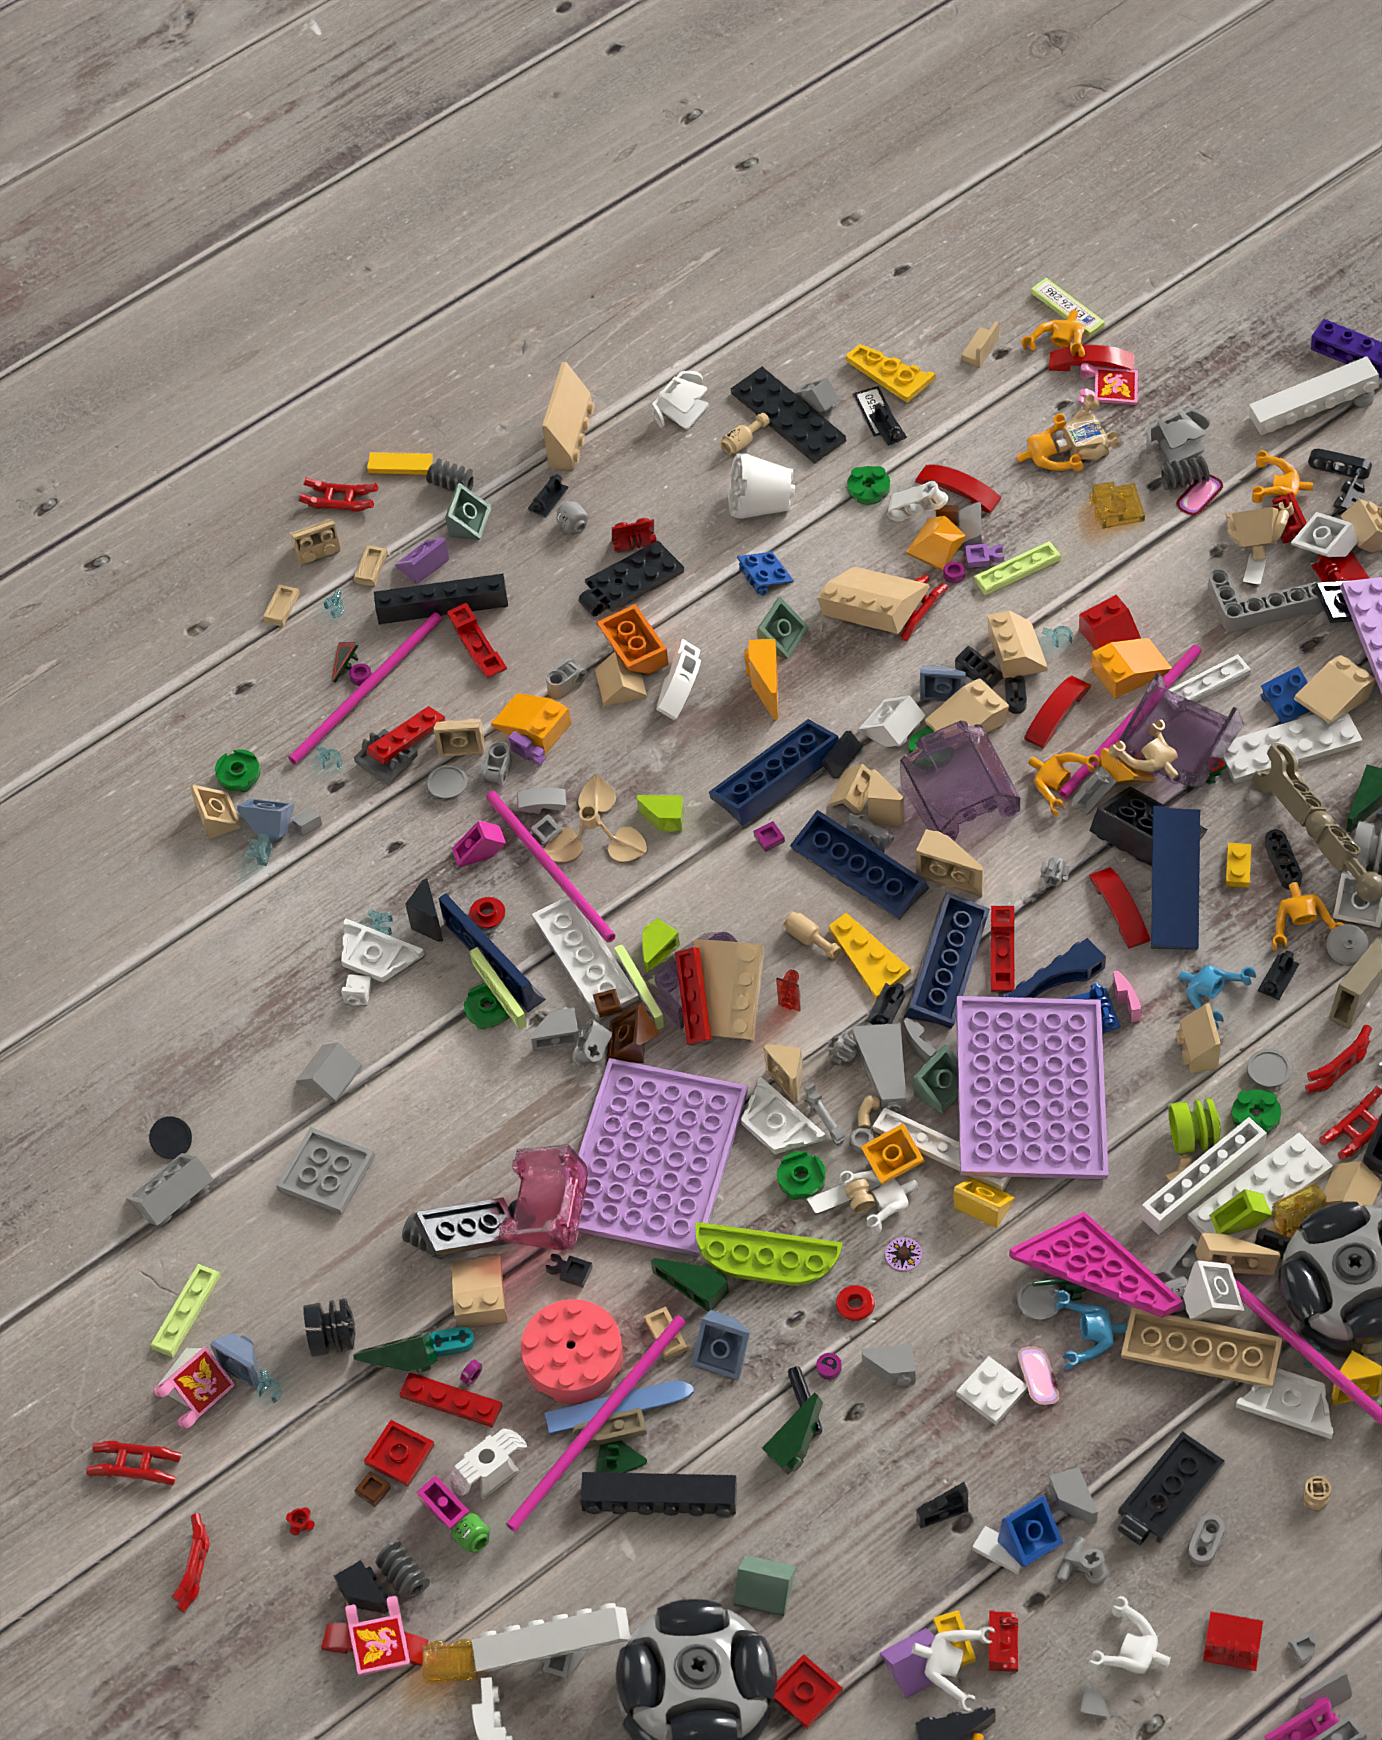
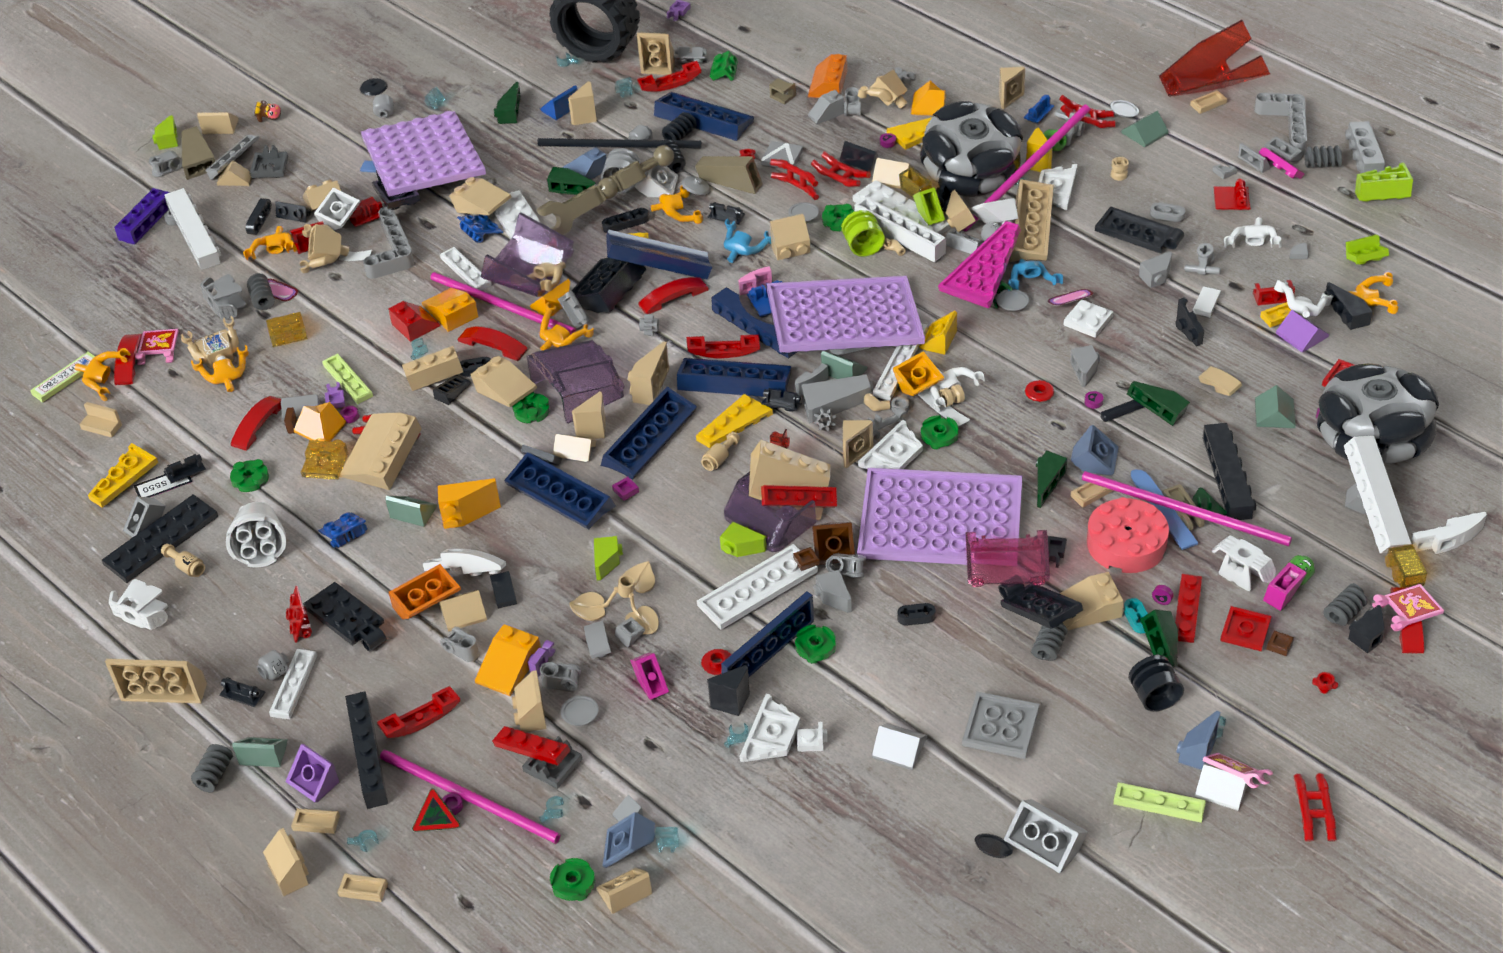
camera: 100 degrees left, 10 degrees down
(189, 1586) = (1402, 741): red piece -> none
(330, 488) = (216, 853): red piece -> none
(399, 463) = (184, 819): yellow tile -> none
(498, 988) = (805, 626): yellowish green tile -> none
(513, 1111) = (916, 614): none -> black beam
(551, 867) = (668, 620): dark pink piece -> none
(552, 539) = (293, 684): none -> white tile
(639, 719) = (503, 589): none -> black tile
(639, 985) = (798, 537): yellowish green tile -> none
(765, 1254) = (1015, 438): lime plate -> none
(827, 1524) = (1222, 381): none -> tan slope
(867, 831) = (616, 430): light grey hinge -> none
(879, 550) = (324, 459): none -> clear yellow plate
(893, 721) = (506, 429): white slope -> none
(903, 1254) = (992, 375): piece -> none
(916, 501) = (279, 434): white piece -> none
(940, 682) = (469, 401): sand blue slope -> none
(1029, 1532) = (1192, 285): blue slope -> none

